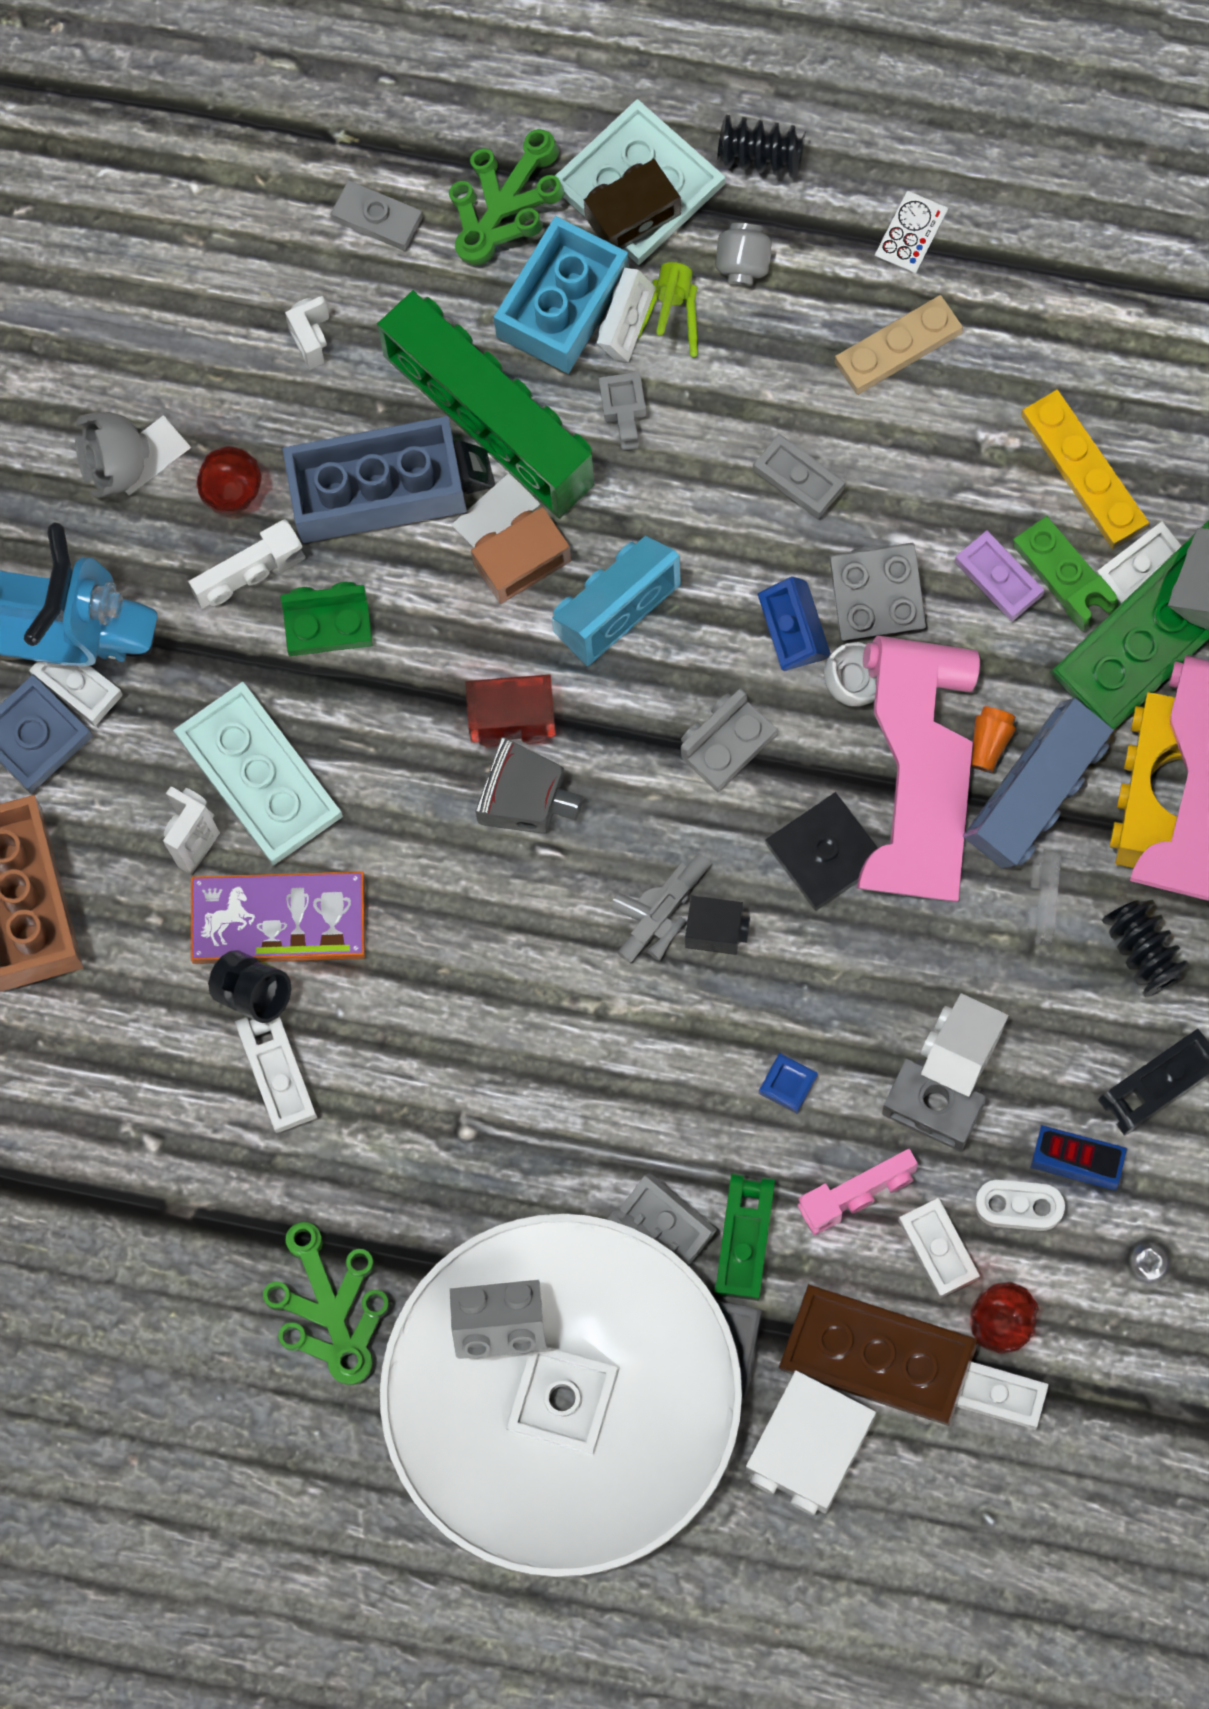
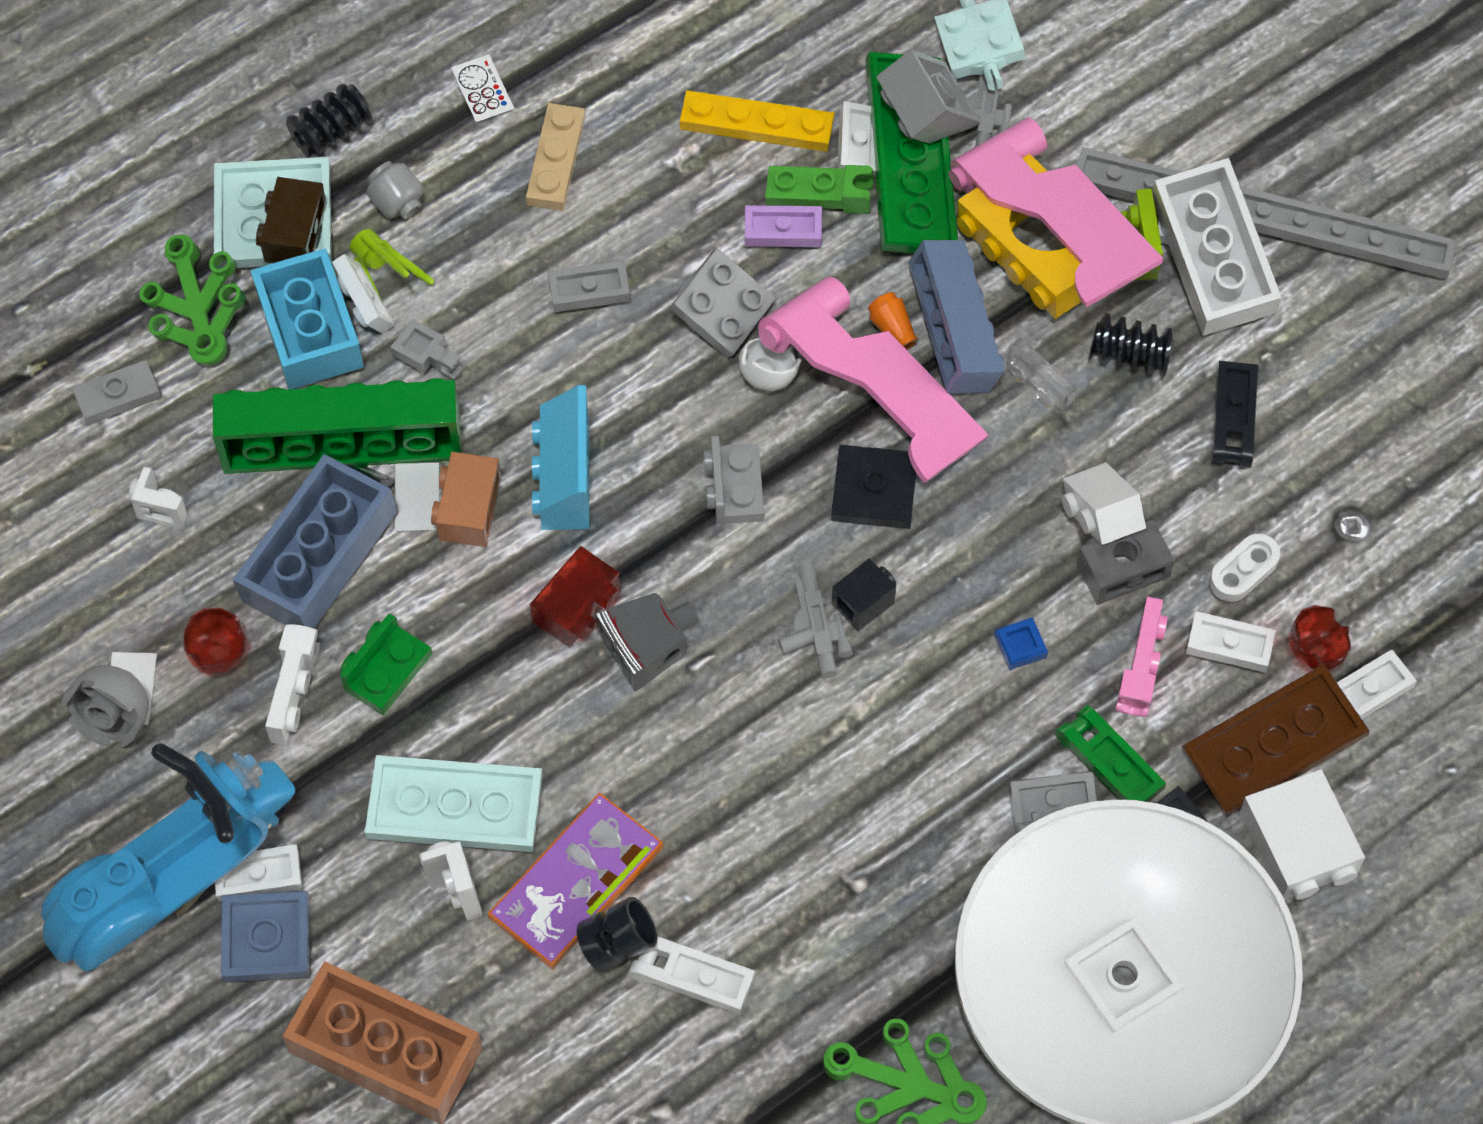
camera: 55 degrees left, 10 degrees down
(497, 1319) = (1039, 955): light grey bracket -> none
(794, 623) = (689, 376): blue slope -> none
(1078, 1158) = (1242, 507): slope -> none

